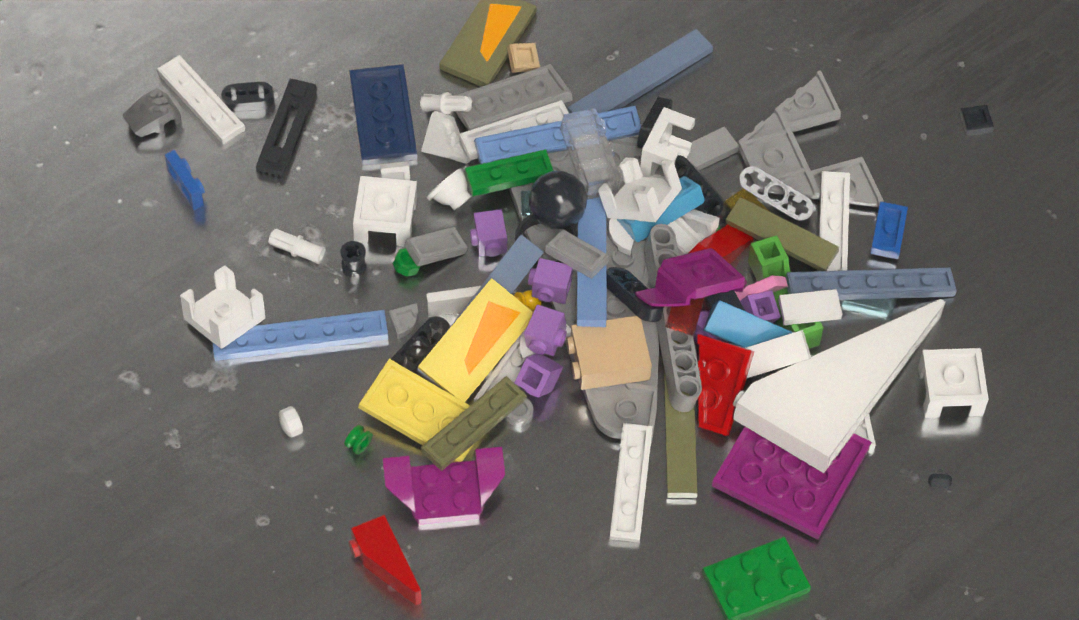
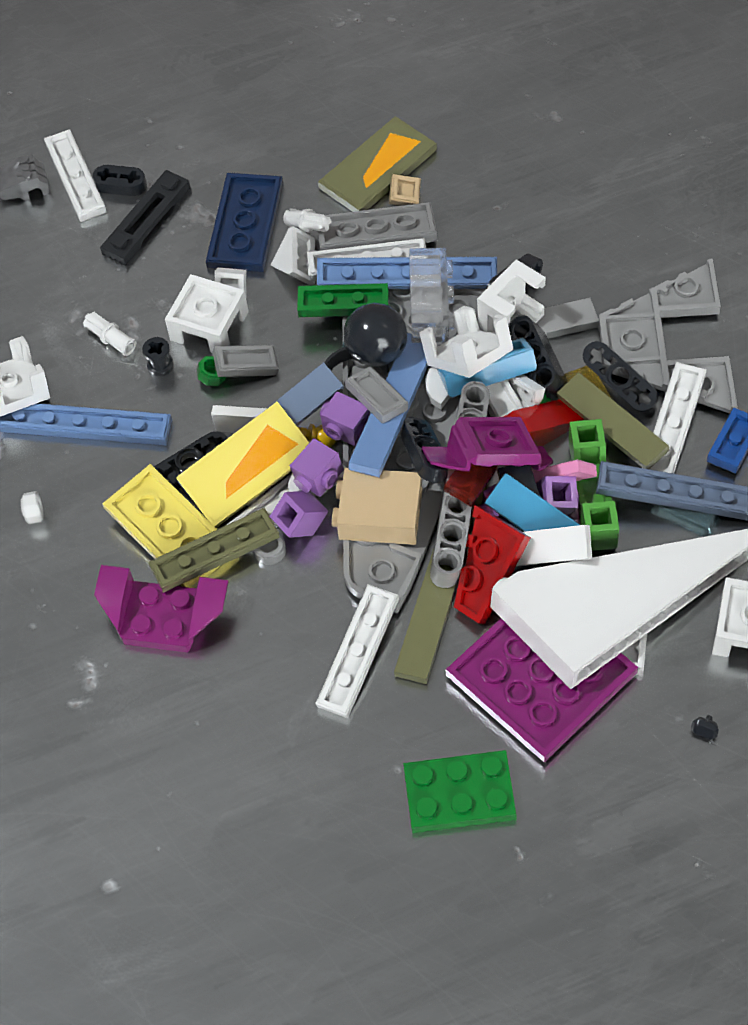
camera: 25 degrees right, 0 degrees up
(180, 172) = (28, 255): blue plate -> none
(358, 439) = (92, 540): green bush -> none
(383, 557) = (69, 663): red slope -> none
(404, 319) = (188, 429): light grey tile -> none
(452, 190) = (280, 307): white piece -> none
(489, 233) = (303, 356): medium lavender brick -> none
(646, 74) = (529, 230): sand blue tile -> none
(810, 307) = (610, 502): white tile -> none

